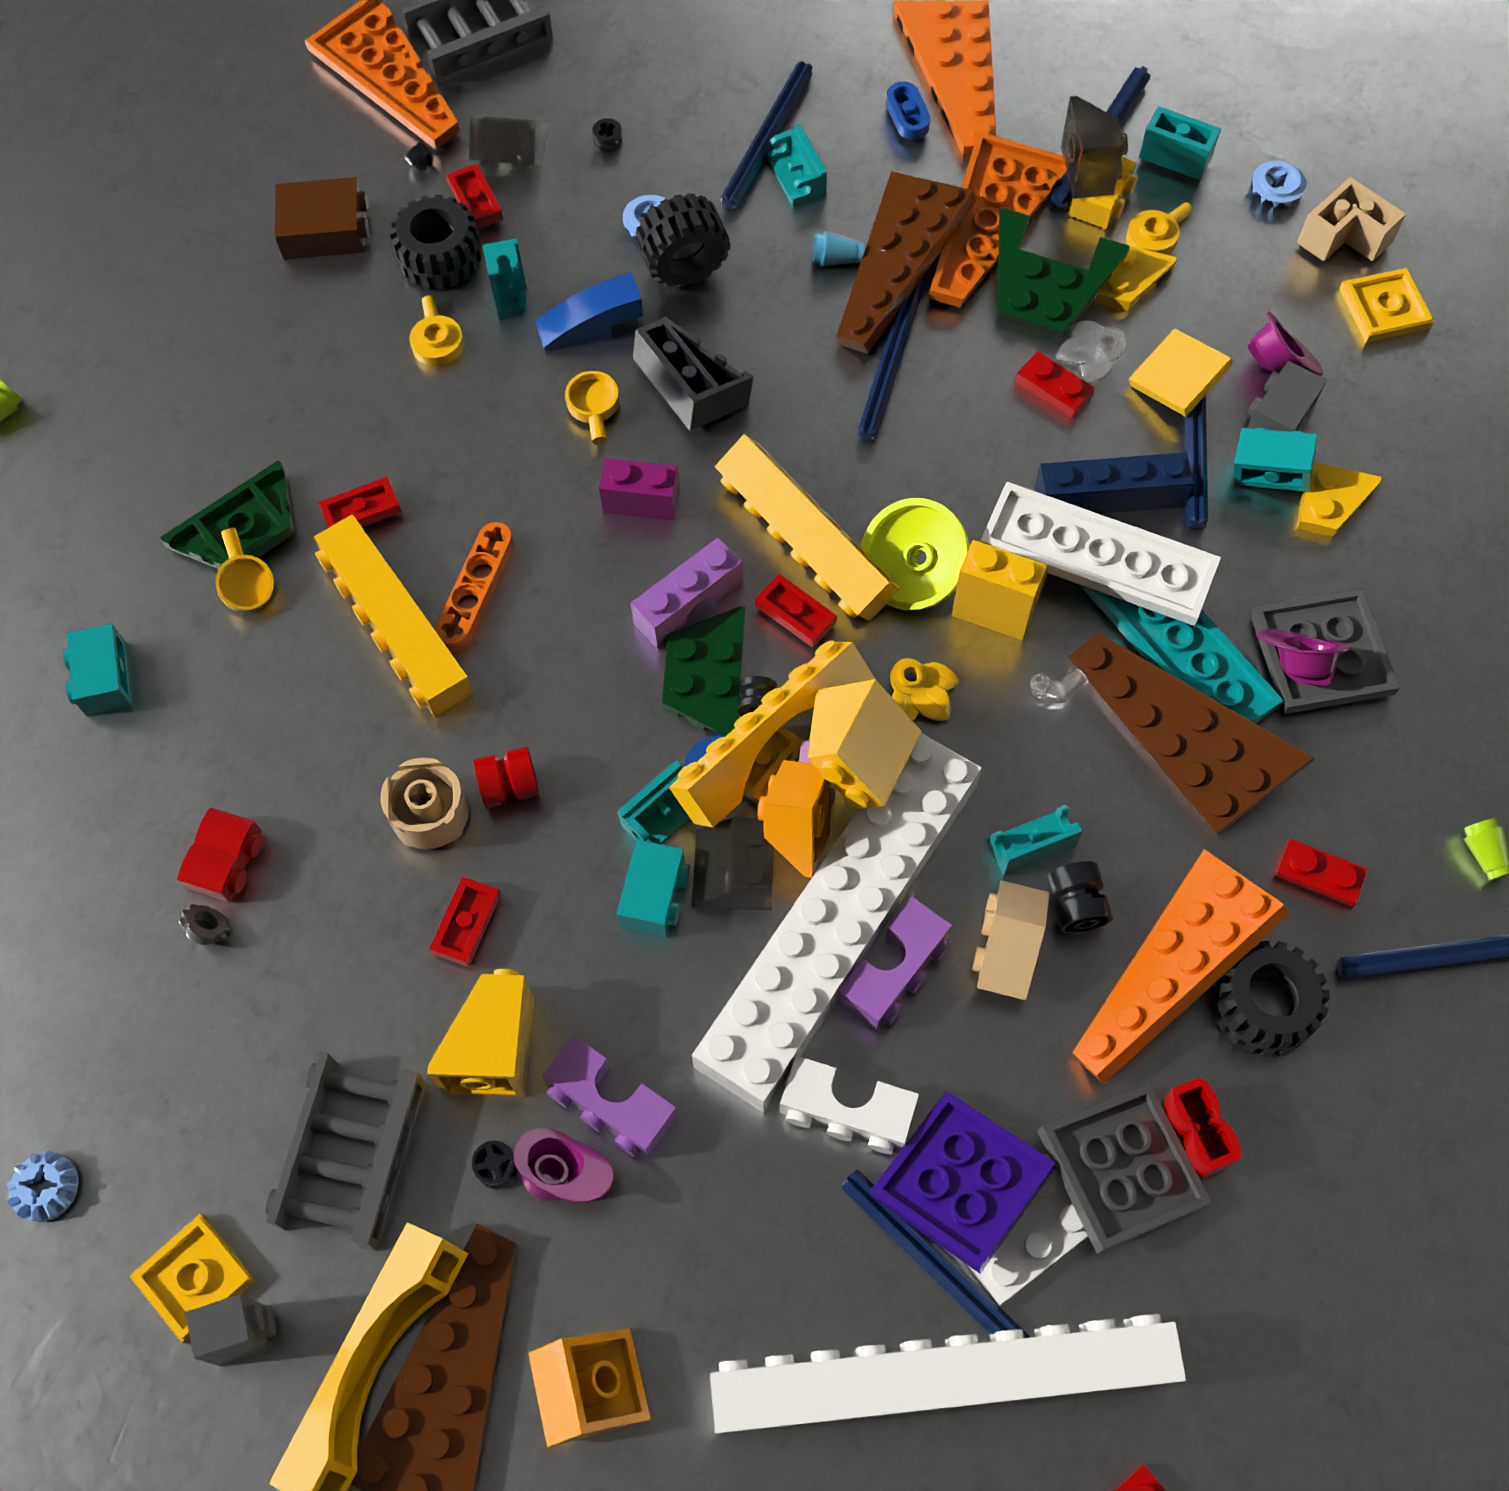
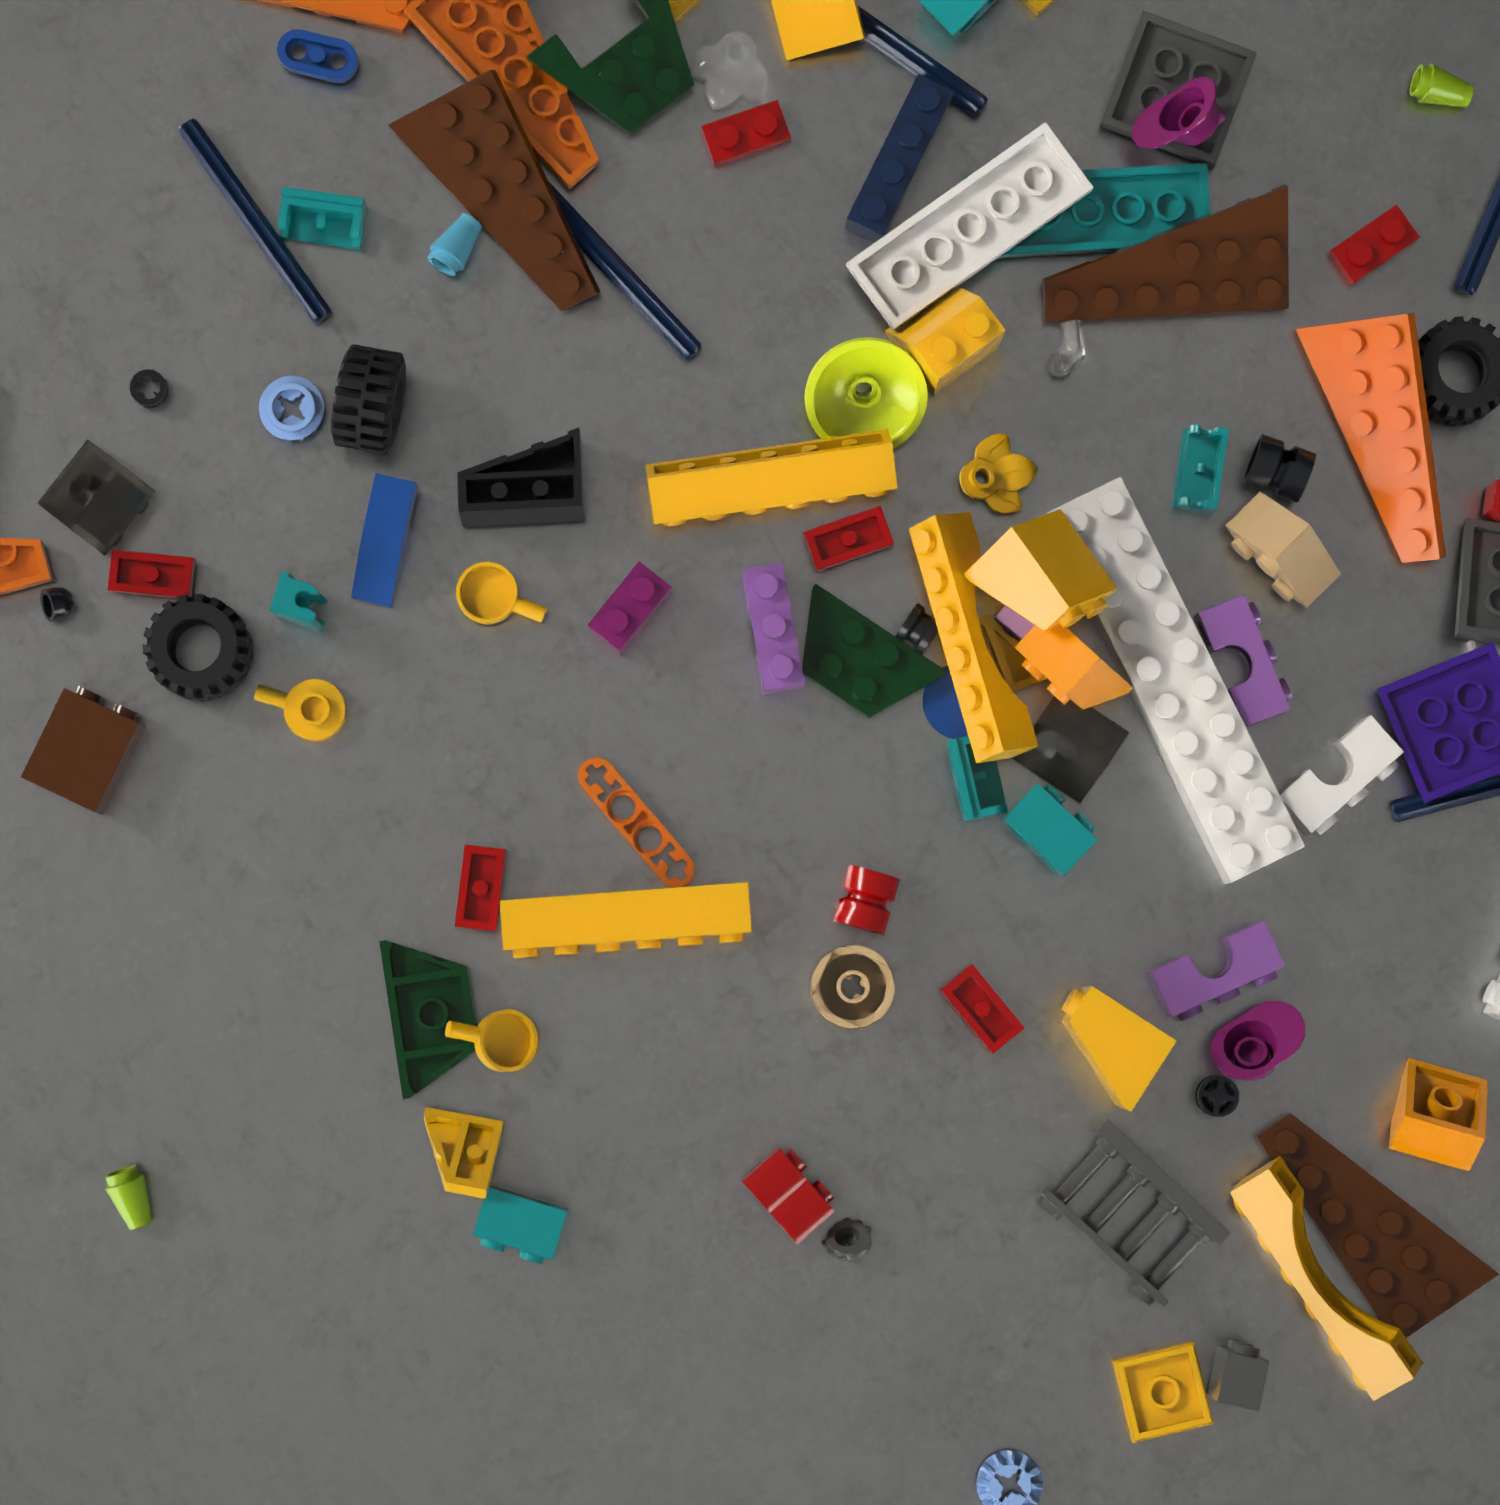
camera: 65 degrees left, 20 degrees up
(137, 598) = (464, 1149): none -> yellow wing

